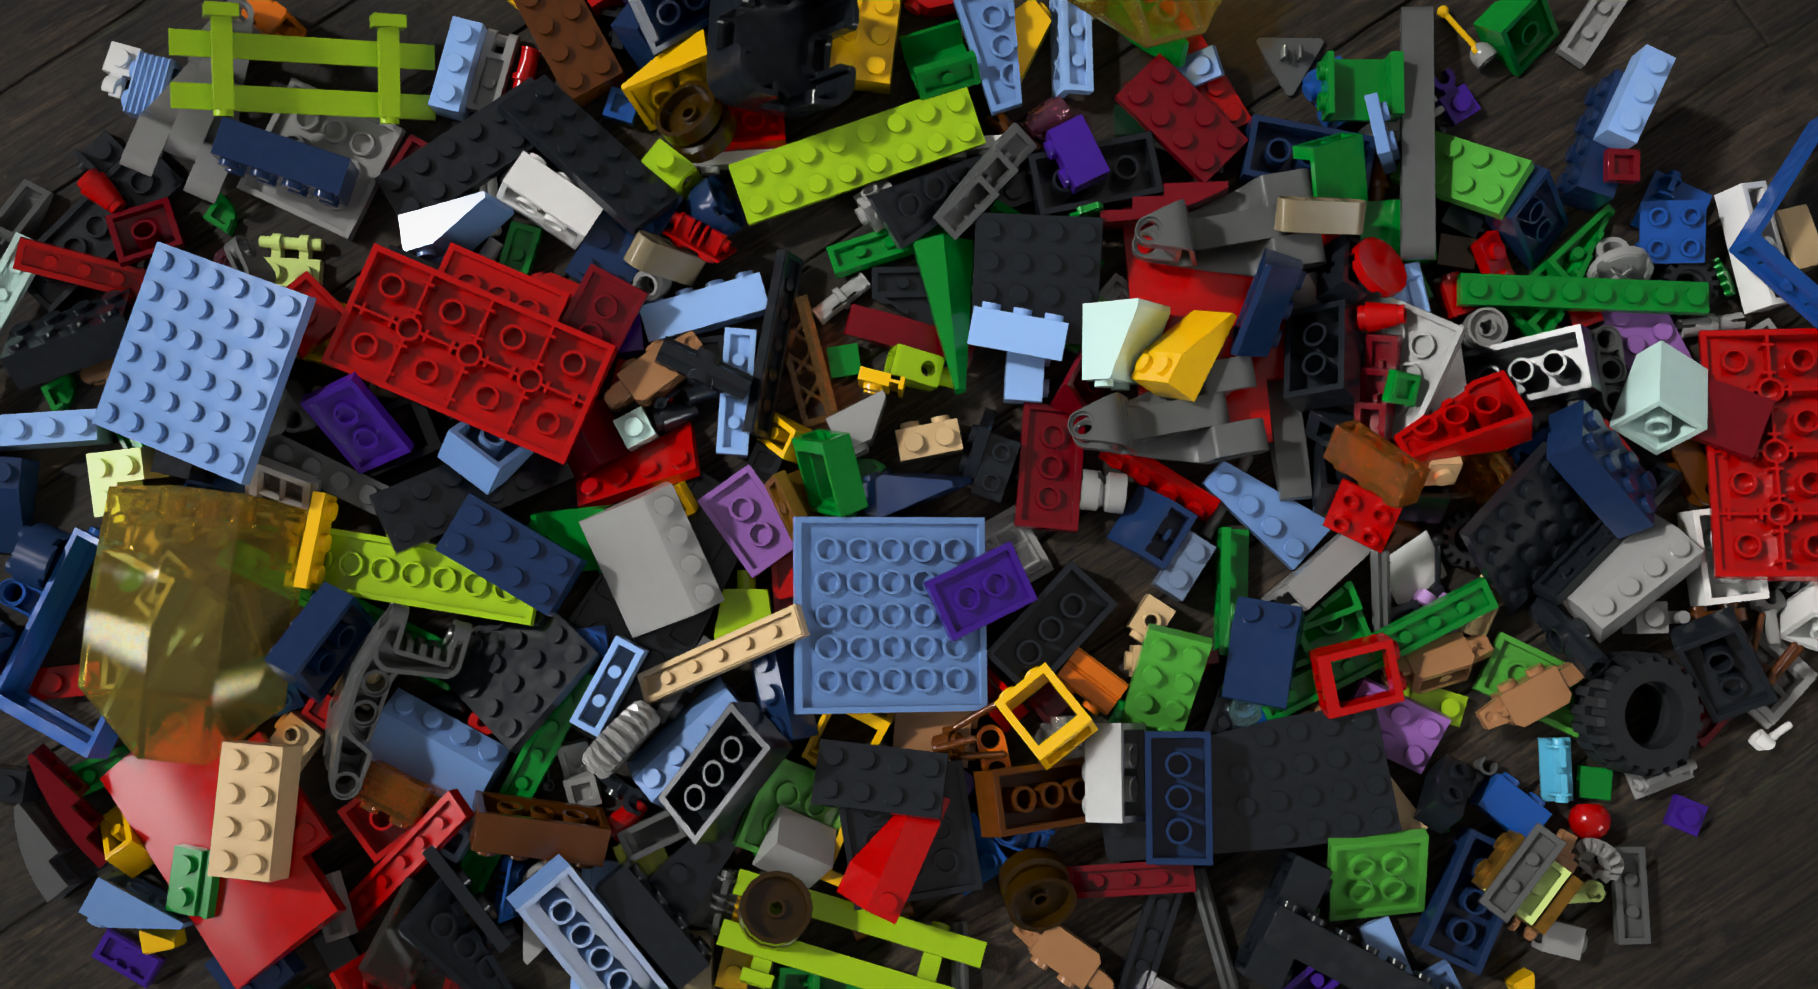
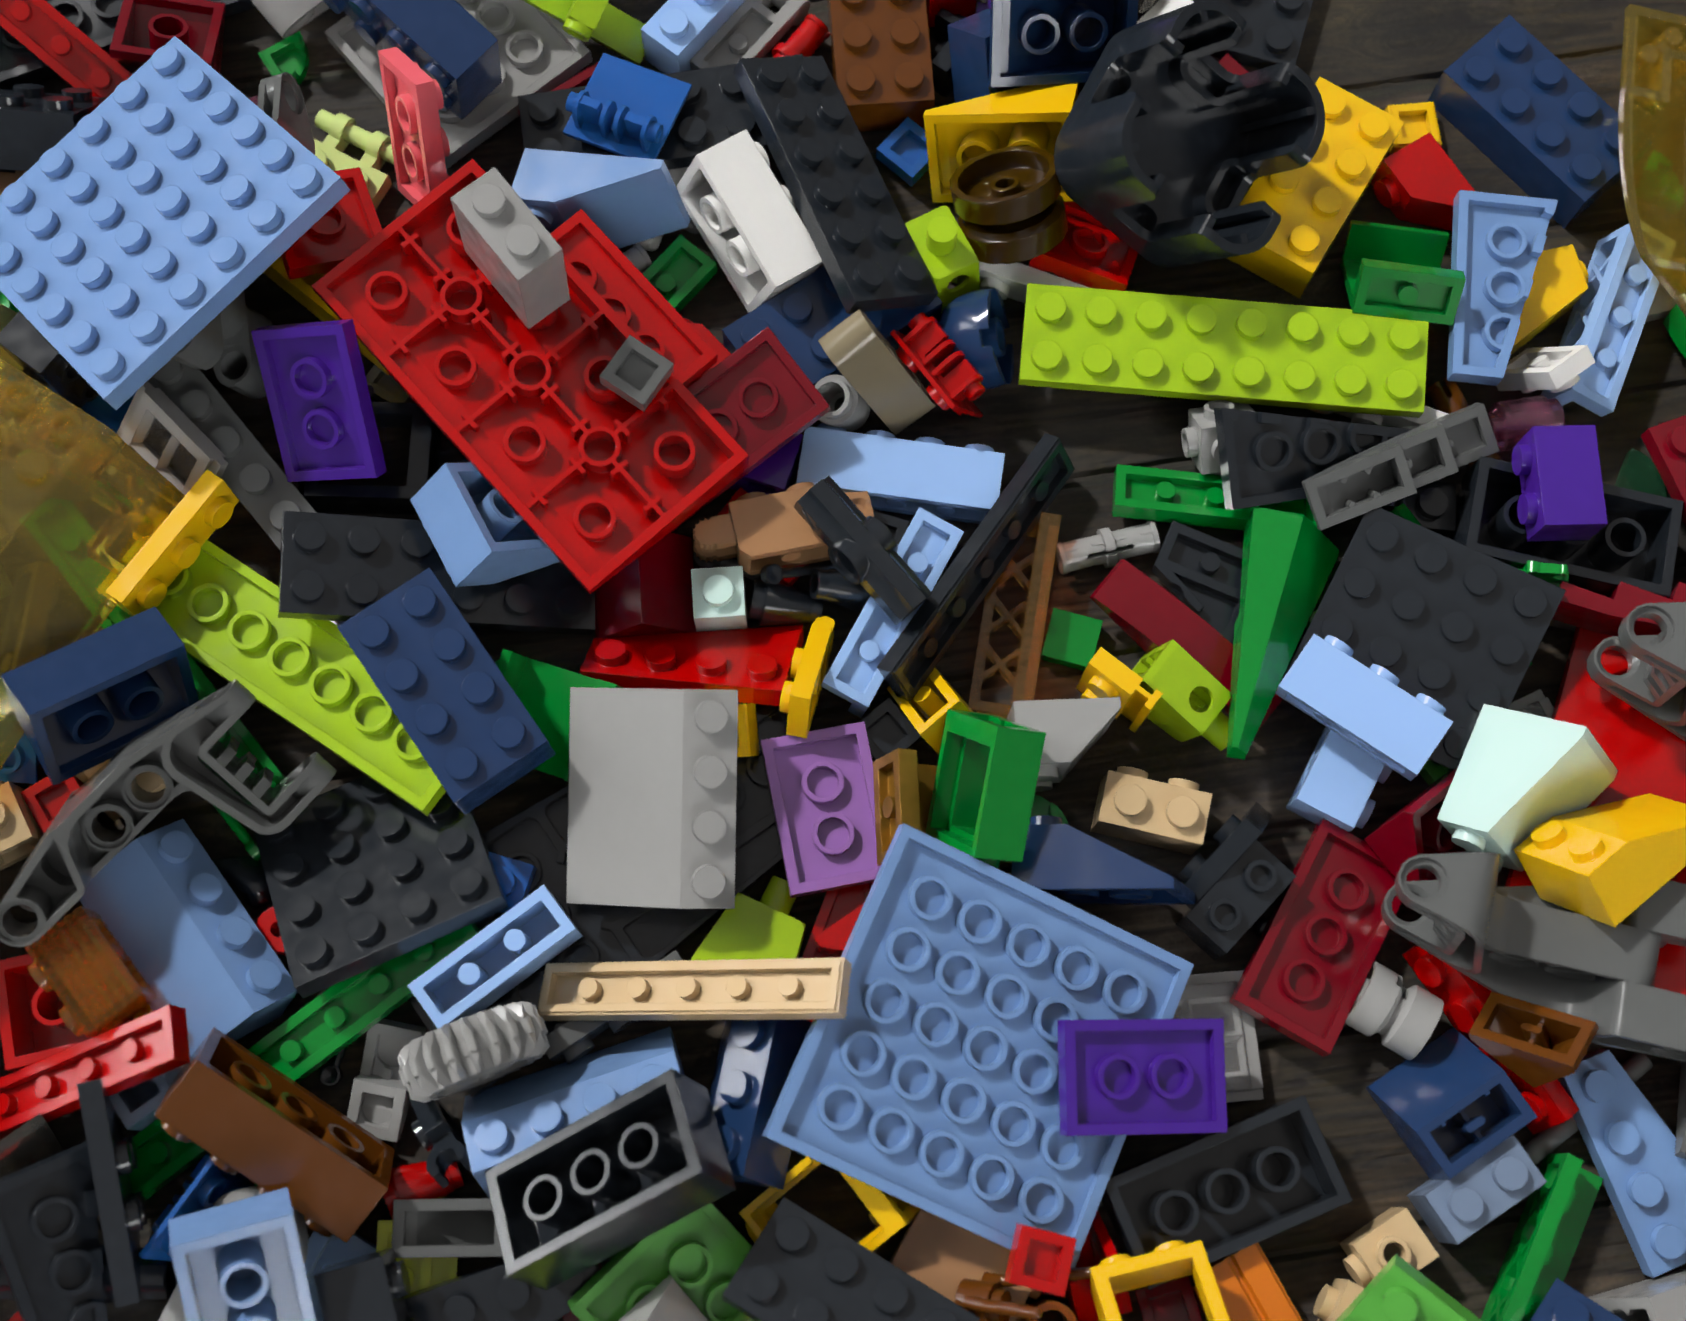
camera: 25 degrees right, 10 degrees down
(327, 232) = (414, 124): none -> coral plate
(427, 293) = (511, 247): none -> light grey brick
(444, 161) = (626, 108): none -> blue hinge
(531, 329) = (636, 373): none -> dark grey plate
(705, 448) = (809, 670): none -> yellow hinge
(966, 709) = (1040, 1259): none -> red plate
(1045, 82) = (1546, 368): none -> white plate
(1177, 475) = (1531, 1038): none -> reddish brown slope

